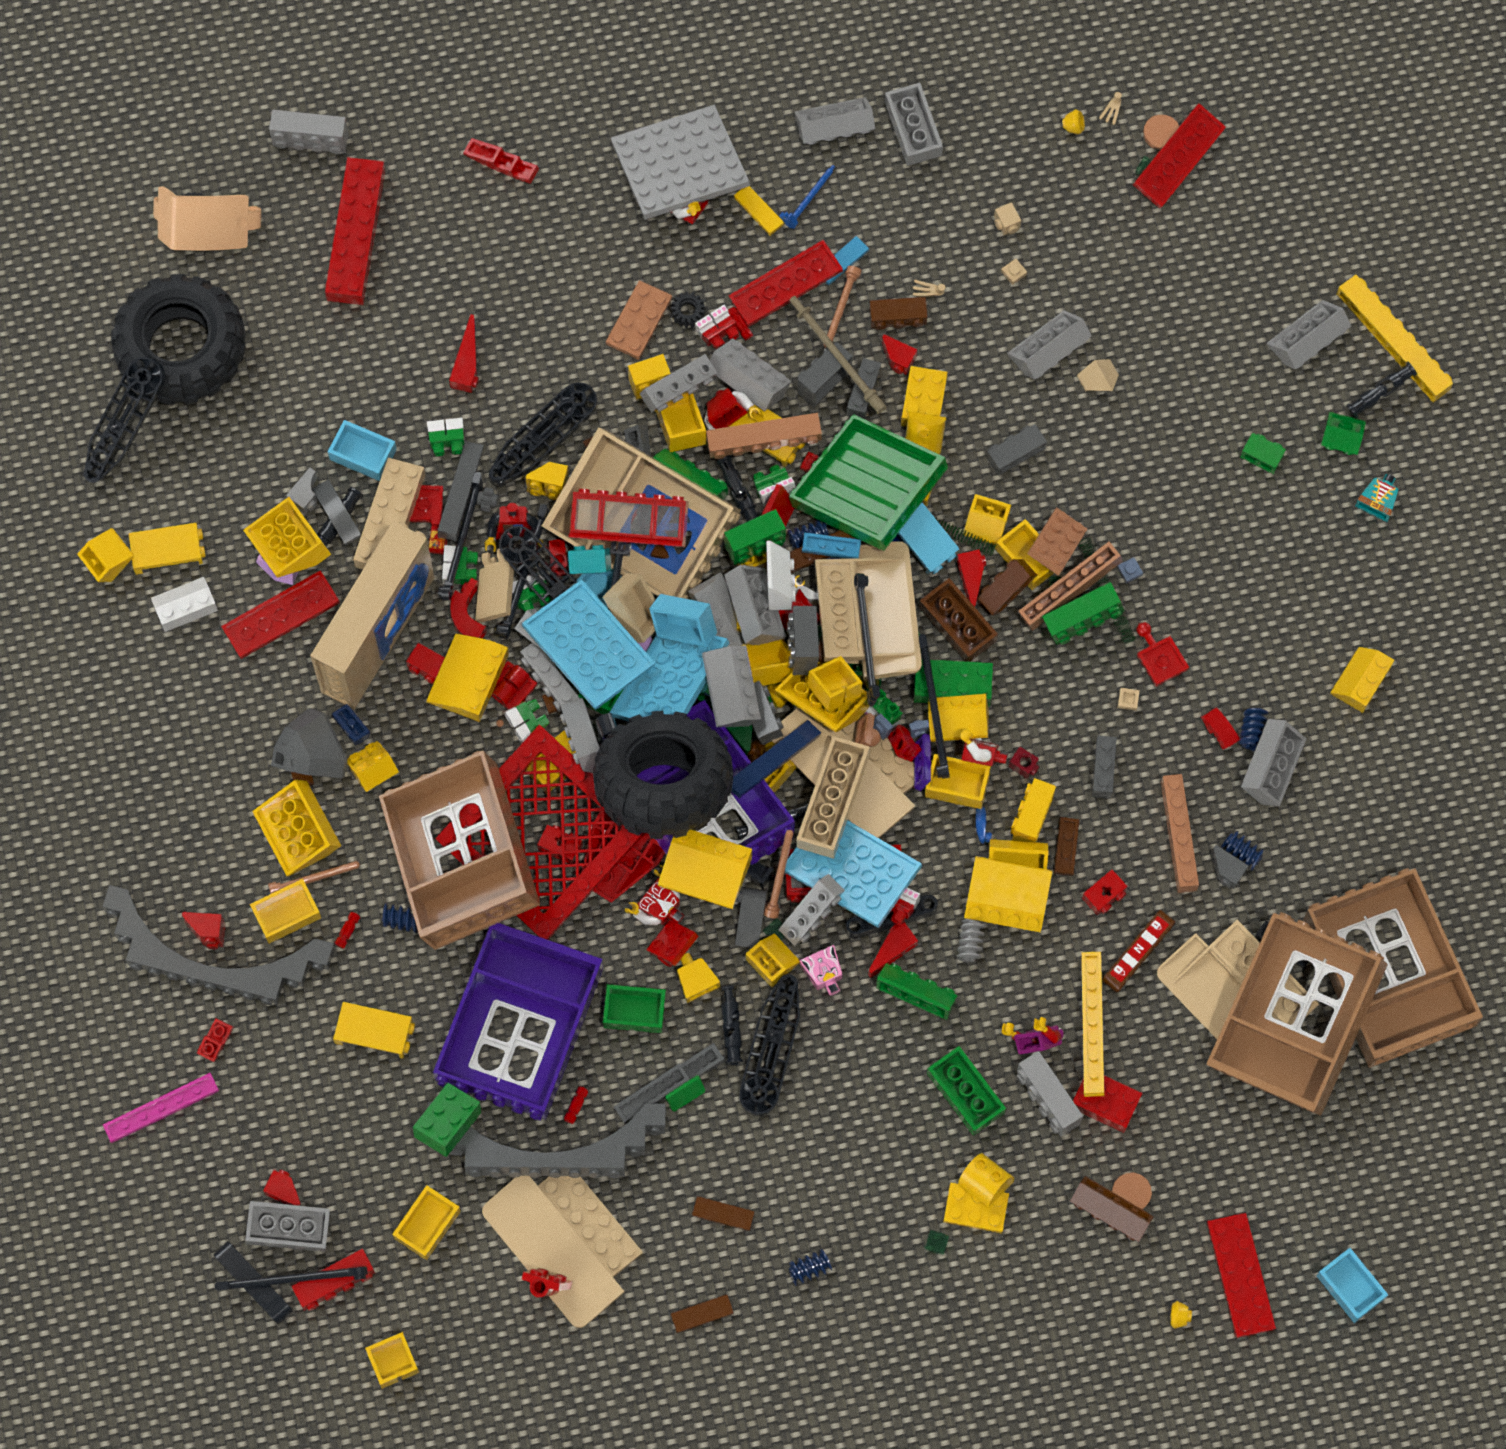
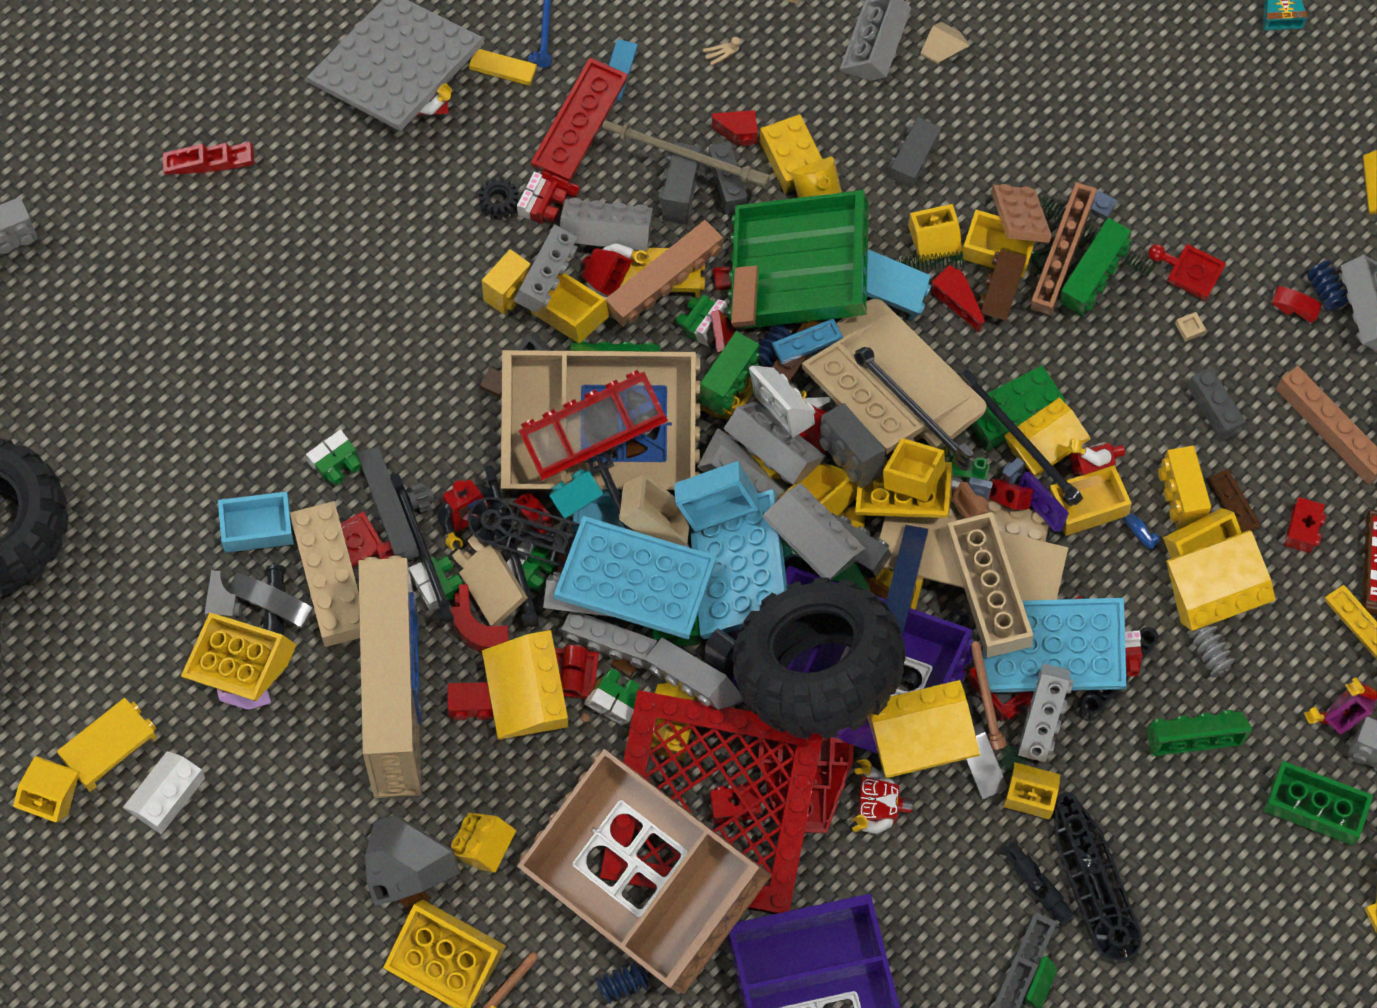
camera: 35 degrees left, 5 degrees down
(280, 614) = (277, 742): red plate -> none
(351, 724) = (430, 811): dark blue brick -> none
(355, 231) = (101, 308): red brick -> none
(464, 372) = (310, 380): red slope -> none
(537, 440) = (442, 365): black beam -> none
(547, 480) = (474, 442): yellow slope -> none
(634, 1008) = (931, 927): green piece -> none
(639, 320) = (454, 236): nougat plate -> none
(672, 943) = (921, 835): red plate -> none
(696, 978) = (968, 856): yellow torso -> none
(734, 482) = (659, 336): black piece -> none
(808, 486) = (745, 296): none -> nougat tile
(823, 969) = (1090, 769): bright pink torso -> none
(852, 274) = (638, 76): nougat piece -> none
(896, 944) = (1141, 703): red slope -> none
(898, 313) = (709, 88): reddish brown brick -> none
(958, 620) = (978, 344): reddish brown brick -> none
(1023, 755) = (1133, 453): dark red brick -> none
(1263, 453) = (1147, 27): green brick -> none

